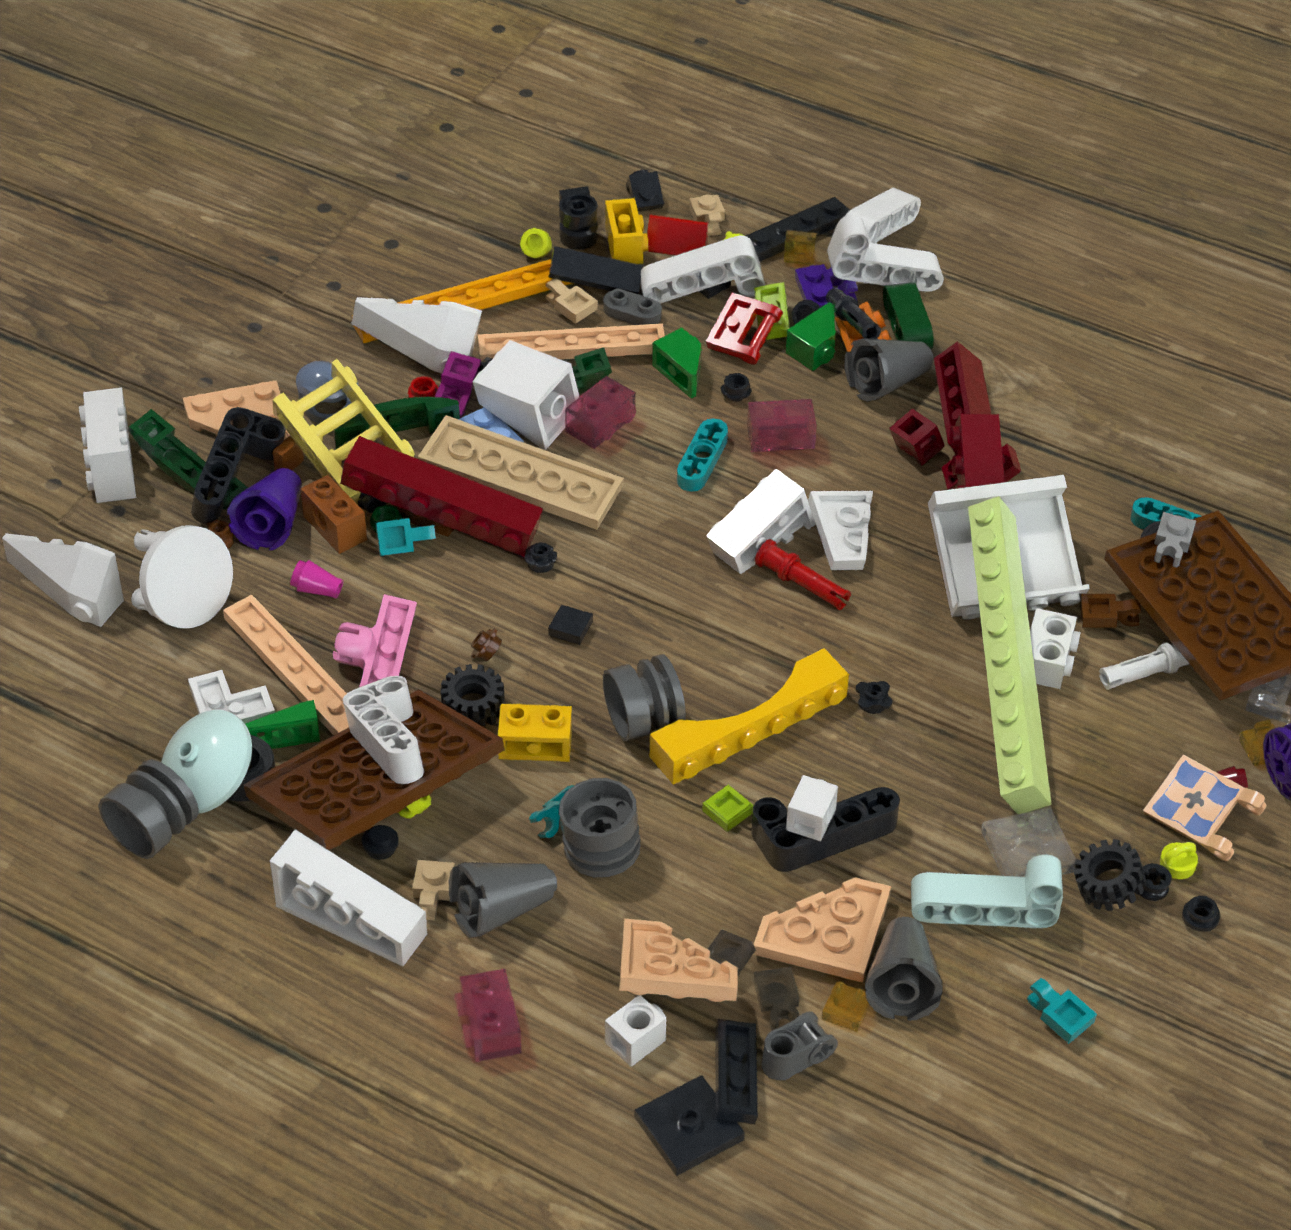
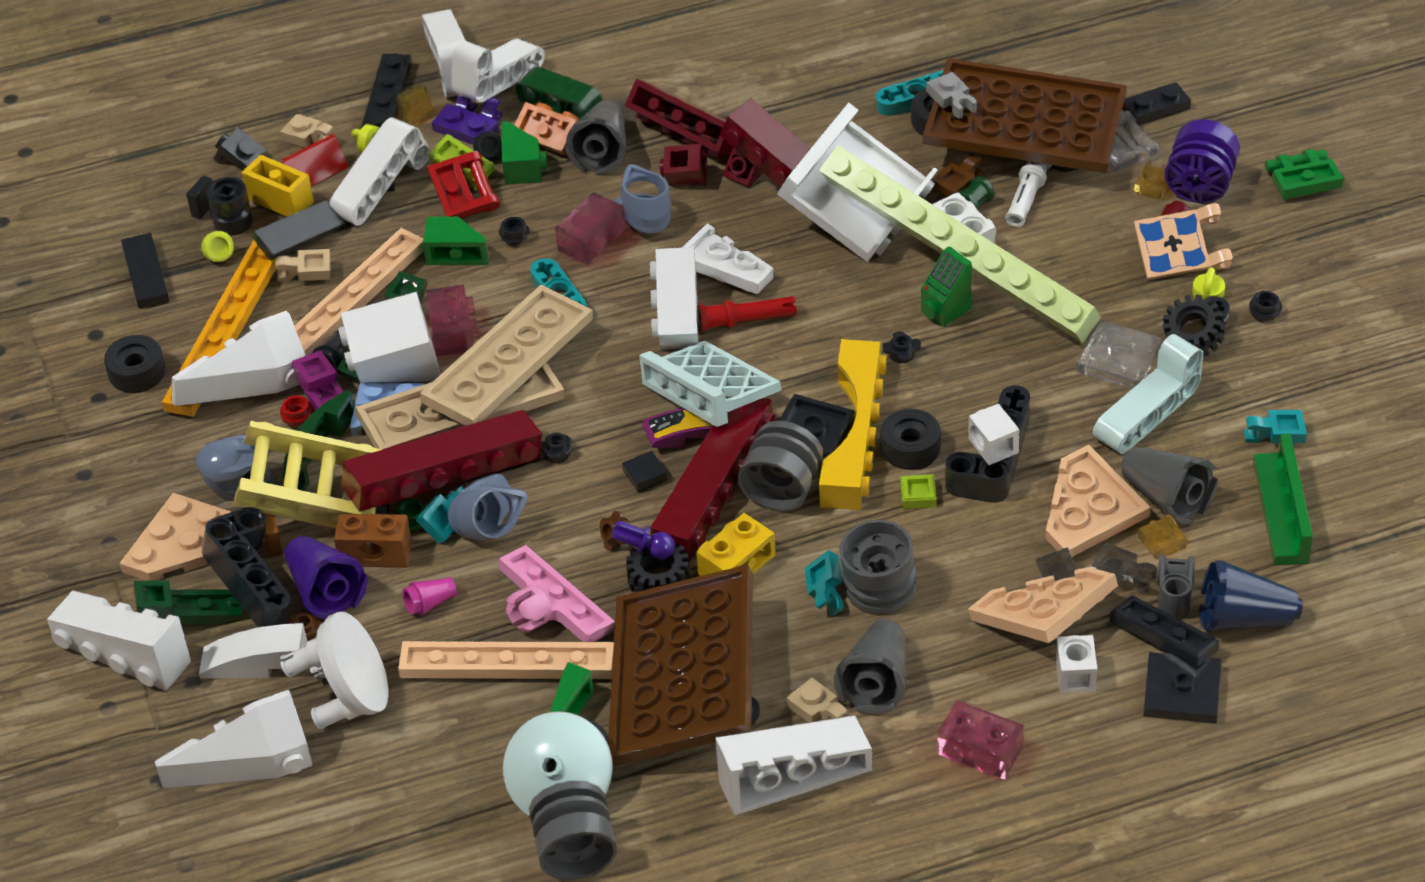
camera: 45 degrees left, 0 degrees up
(160, 514) = (251, 652): none -> white slope
(212, 693) = (492, 731): white plate -> none
(376, 721) = (669, 633): white beam -> none
(382, 267) = (139, 377): none -> black tyre
(427, 553) = (482, 507): none -> sand blue helmet
(476, 224) = (145, 270): none -> black tile
(486, 677) = (659, 545): none -> dark purple axle
(578, 668) = (711, 477): none -> dark red brick
(587, 463) = (506, 356): none -> tan plate
(632, 307) = (355, 237): dark grey plate -> none
(642, 615) = (673, 428): none -> slope
(671, 587) = (704, 381): none -> light aqua fence
(719, 691) = (824, 420): none -> black plate
(774, 747) = (910, 454): none -> black tyre
(820, 1106) = (1245, 600): none -> dark blue cone
(840, 444) = (643, 211): none -> sand blue helmet
(848, 310) = (525, 116): black pin -> none
(958, 681) = (947, 288): none -> green slope
(973, 1071) = (1284, 504): none -> green fence
(1097, 634) = (979, 191): none -> dark green bush

